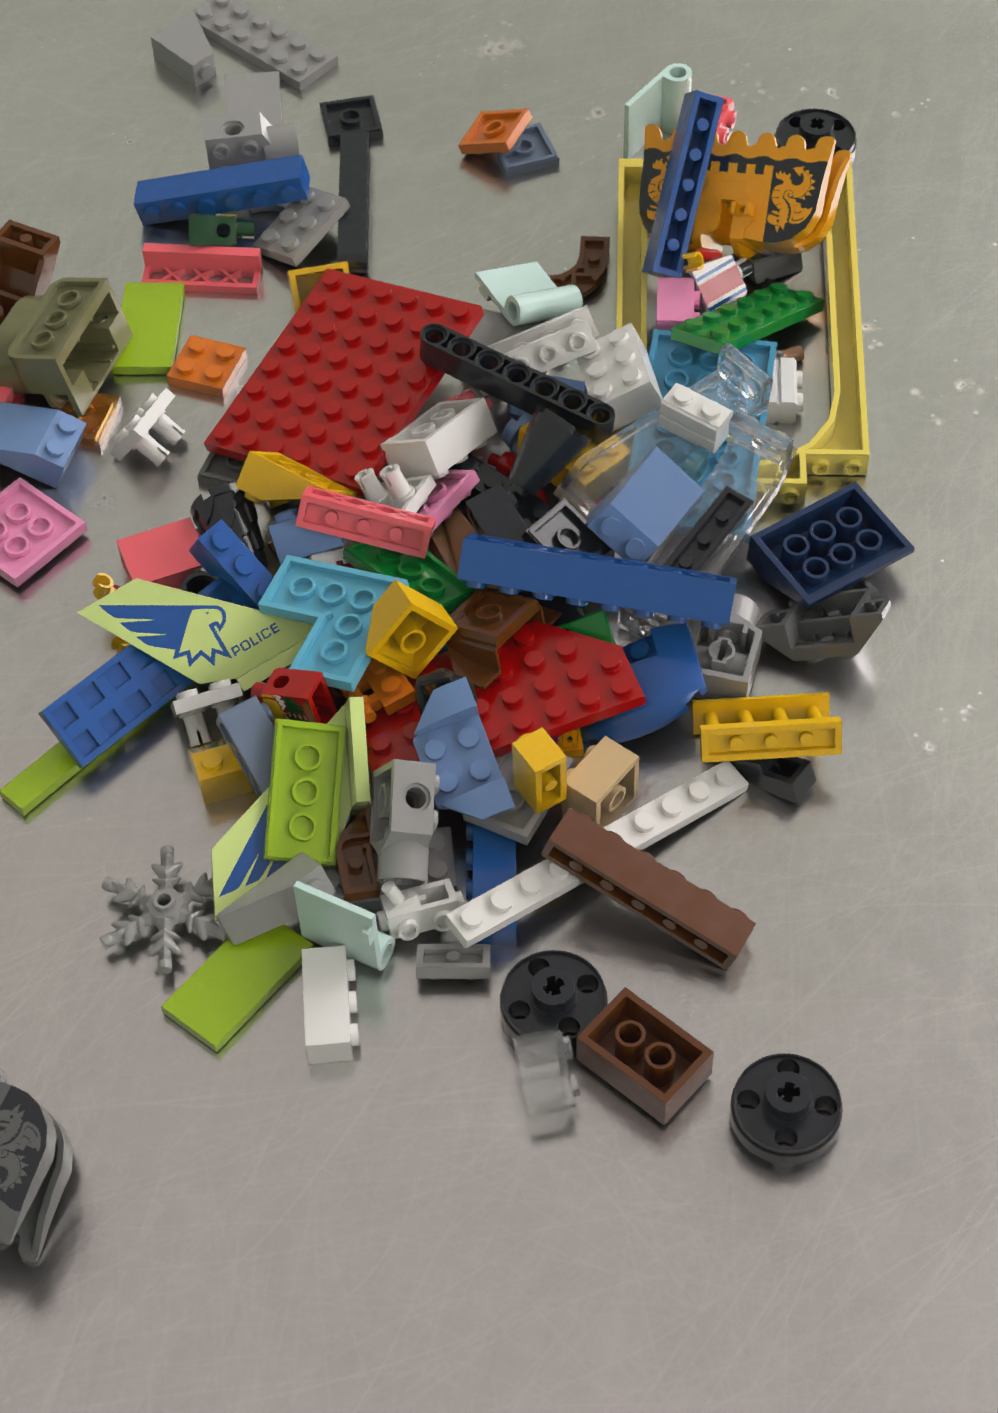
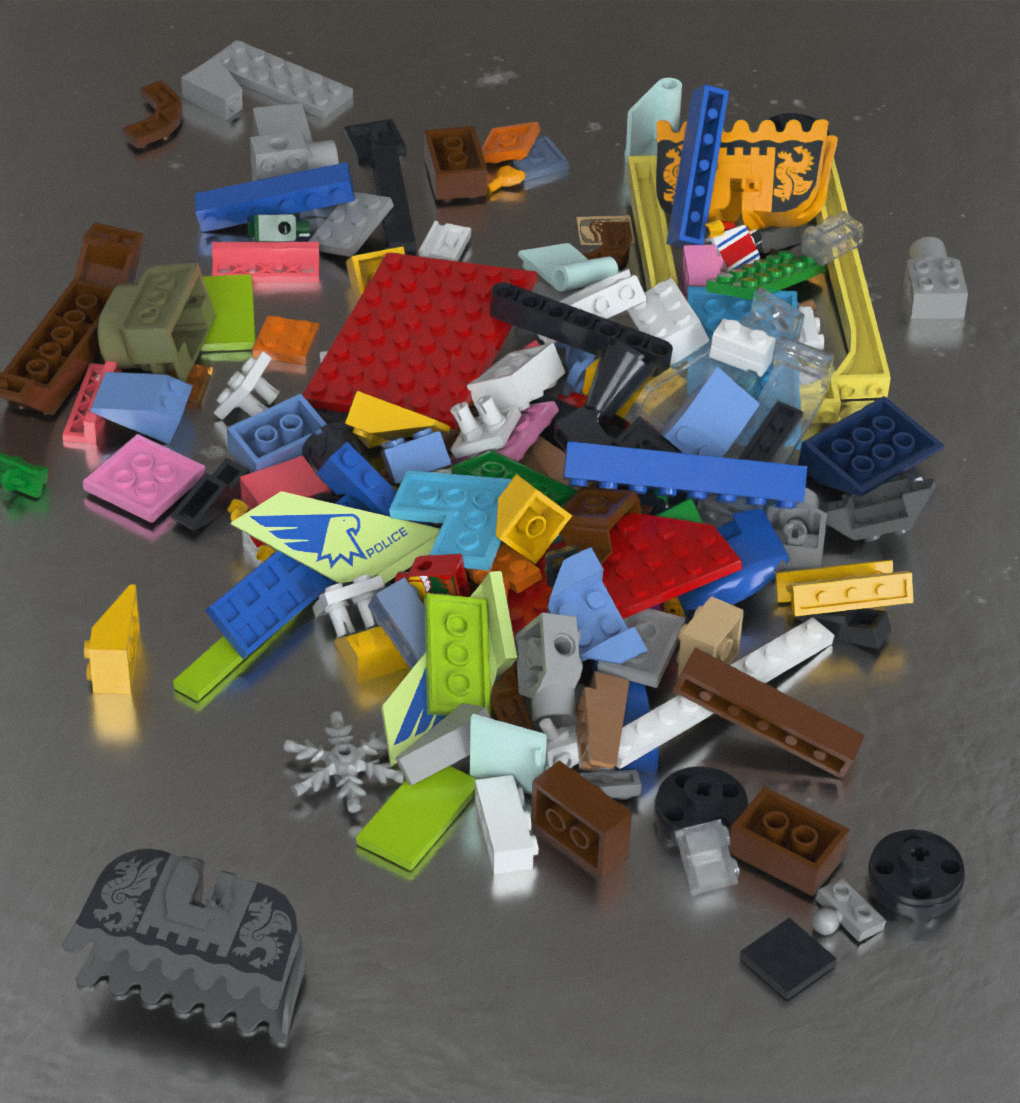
camera: 10 degrees left, 10 degrees down
(84, 560) = (210, 496): none -> black slope
(125, 87) = (164, 119): none -> reddish brown plate
(163, 489) = (274, 434): none -> medium blue brick
(365, 521) = (470, 442): coral fence -> none
(402, 254) = (445, 242): none -> white plate
(411, 1007) = (581, 818): none -> reddish brown brick
(430, 154) = (455, 163): none -> reddish brown brick
(451, 889) = (600, 721): none -> medium nougat wedge
(485, 173) = (506, 177): none -> light orange rock
(539, 770) = (663, 621): yellow brick -> none
(569, 237) = (591, 228): none -> sticker
(620, 1205) = (788, 958): none -> black tile
(700, 1146) = (849, 909): none -> light grey plate
(830, 275) = (832, 238): none -> clear brick
(943, 331) = (934, 282): none -> light grey brick

